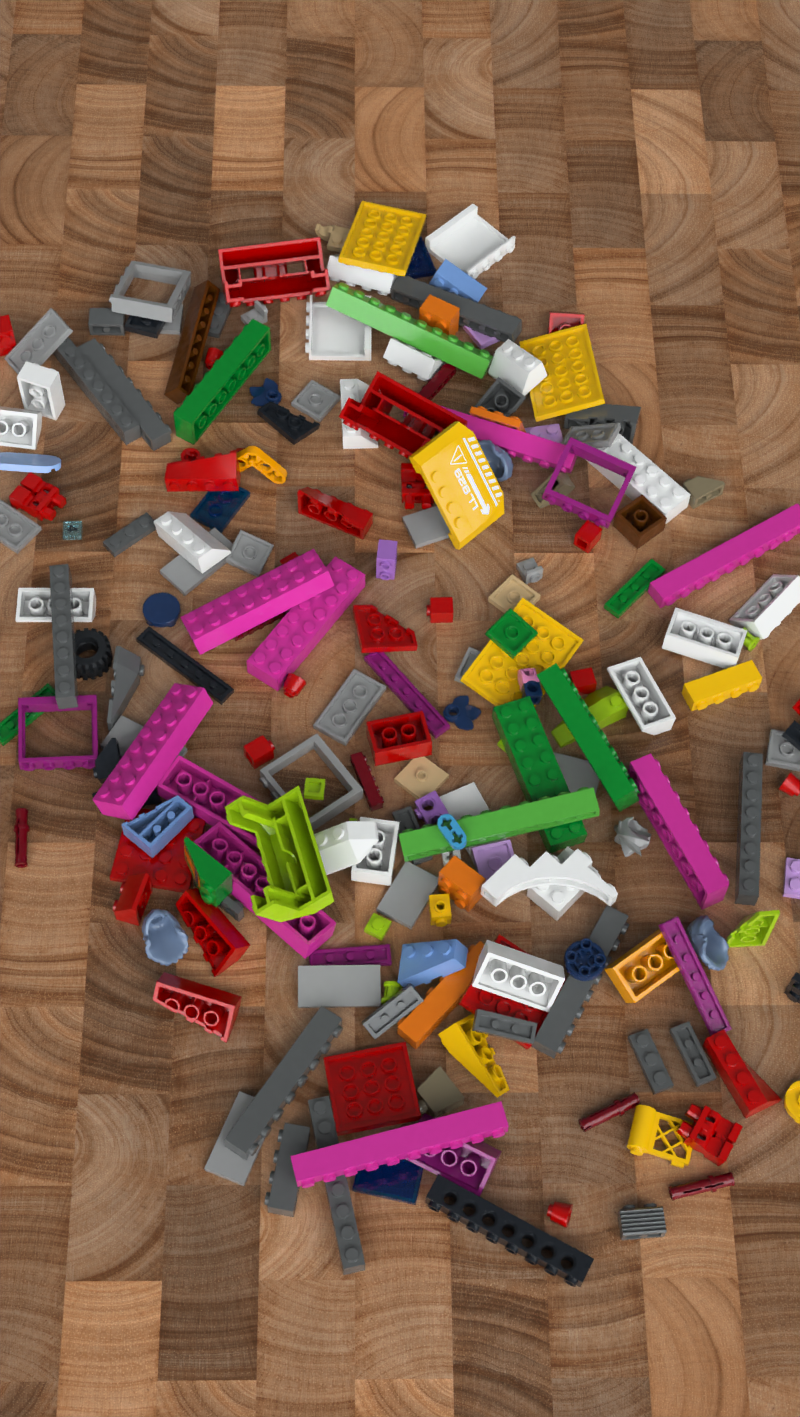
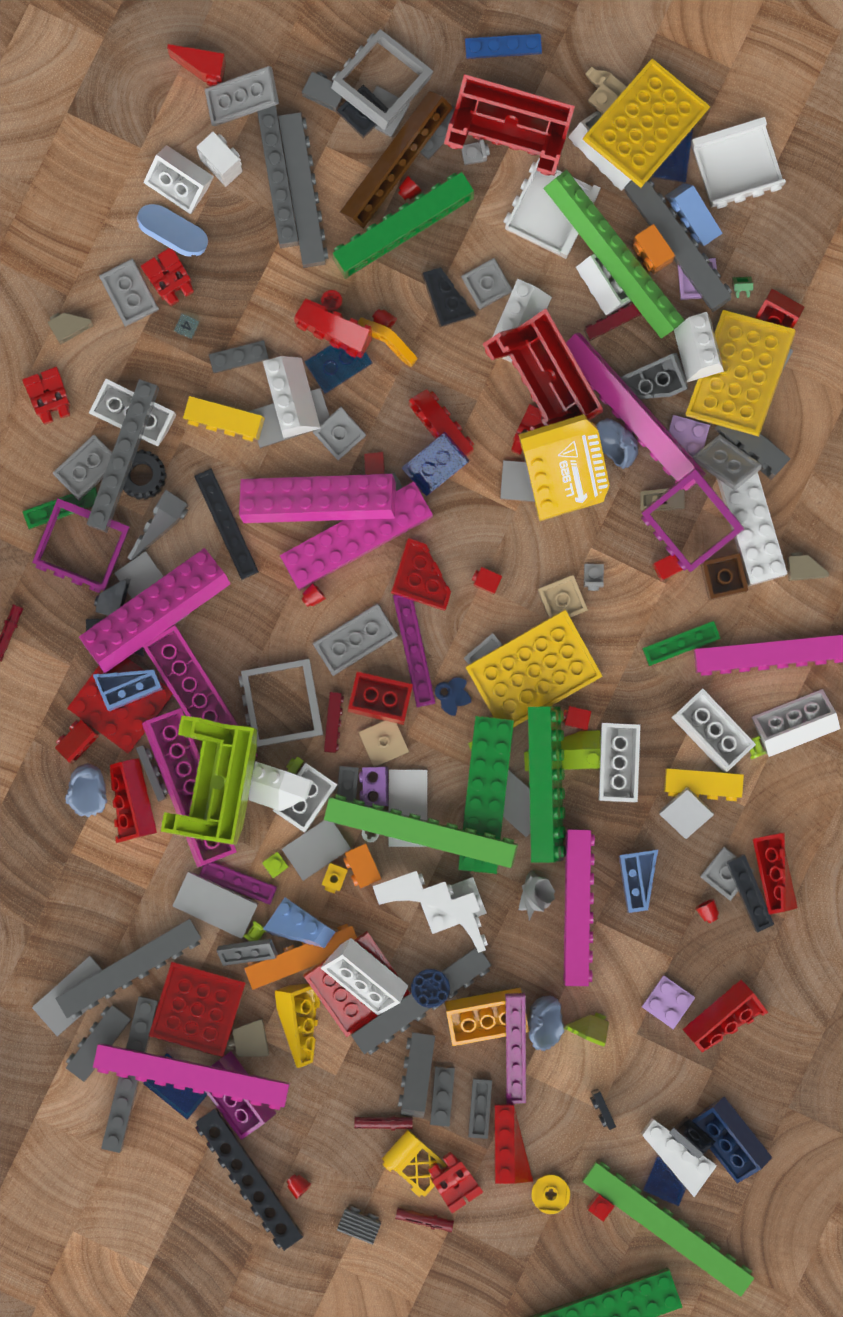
camera: 25 degrees right, 25 degrees up
(31, 672) = (84, 467): none -> light grey tile
(140, 580) = (225, 418): none -> yellow brick
(161, 610) = (230, 456): dark blue tile -> none
(199, 1003) = (90, 863): red wedge -> none
(210, 876) = (145, 763): green slope -> none
(243, 238) = (503, 46): none -> blue plate
(259, 751) = (251, 648): red brick -> none
(265, 394) = (440, 251): dark blue plate -> none
(314, 788) = (279, 715): lime plate -> none
(346, 536) = (435, 464): none -> clear blue tile
(386, 559) = (461, 507): medium lavender brick -> none
(455, 828) = (378, 821): dark azure beam -> none
(491, 857) = (403, 858): lavender plate -> none
(497, 417) = (645, 403): orange wing -> none
(504, 1026) = (331, 1014): dark grey plate -> none
(511, 633) = (535, 643): green tile -> none
(526, 318) = (742, 284): none -> green tile
(530, 684) = (524, 699): leg -> none
(617, 1050) = (417, 1076): none -> dark grey wedge
(713, 784) = (637, 878): none -> medium blue wedge
(722, 713) = (686, 813): none -> tile
(749, 829) = (646, 933): dark grey brick -> none

